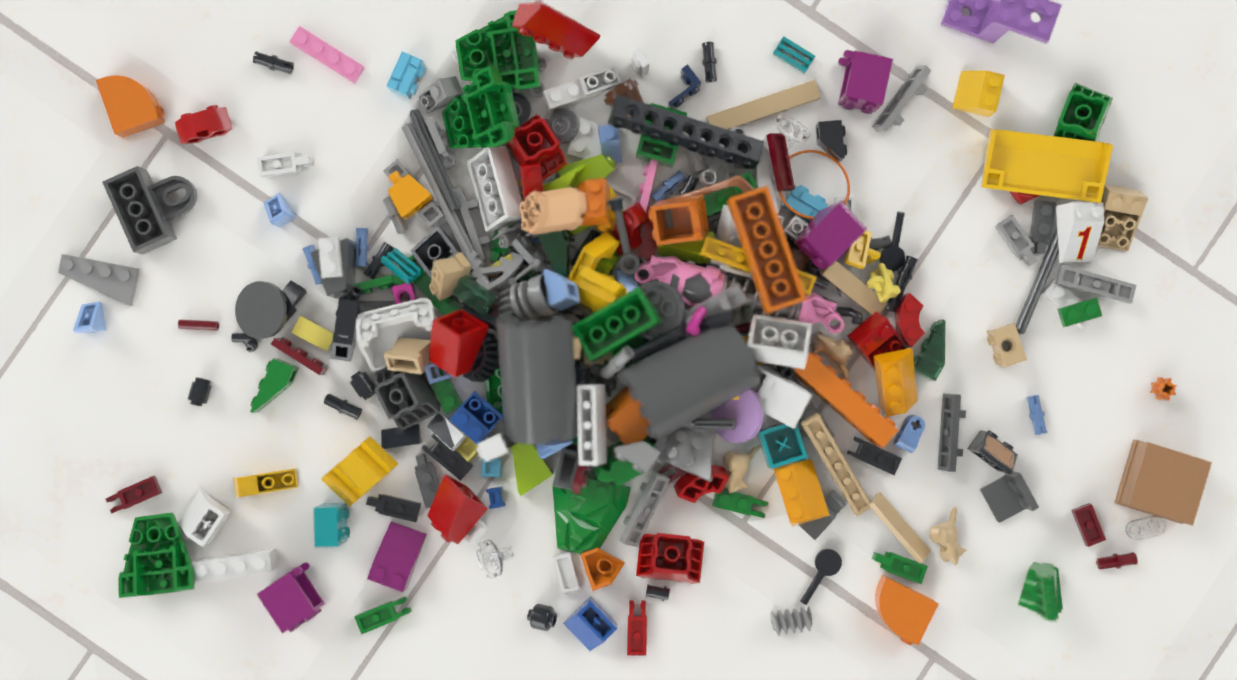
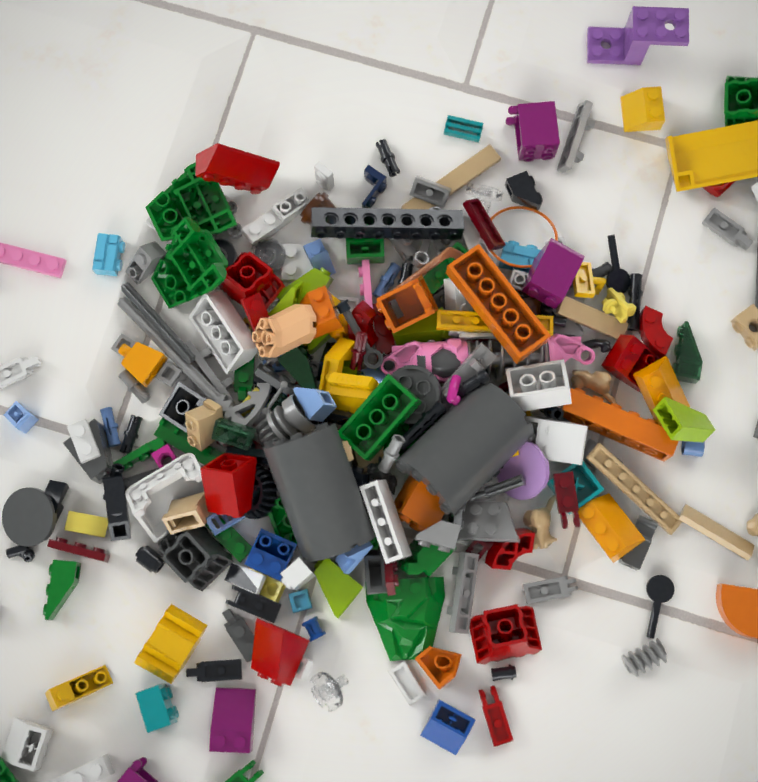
camera: 15 degrees left, 10 degrees down
(311, 265) = (68, 458): medium blue pin -> none
(343, 406) = (135, 587): black axle -> none
(397, 437) = (200, 599): black slope -> none
(403, 263) = (157, 429): teal tile -> none
(440, 144) = (160, 308): light grey hinge -> none
(507, 235) = (248, 369): light grey hinge -> none
(542, 617) = (397, 735): black head -> none
(617, 252) = (358, 351): none -> dark red axle
(724, 530) = (548, 589): none -> light grey hinge
(738, 503) = (552, 558): green hinge -> none
(740, 110) = (430, 191): none -> light grey slope
(769, 454) = (566, 497): none -> dark red hinge
(876, 456) = (669, 471): black hinge -> none
(901, 566) = (732, 569): green hinge -> none
(904, 419) = (682, 421): none -> lime slope
(949, 432) = (730, 425): dark grey hinge -> none
(1042, 224) = (745, 209): dark grey hinge -> none

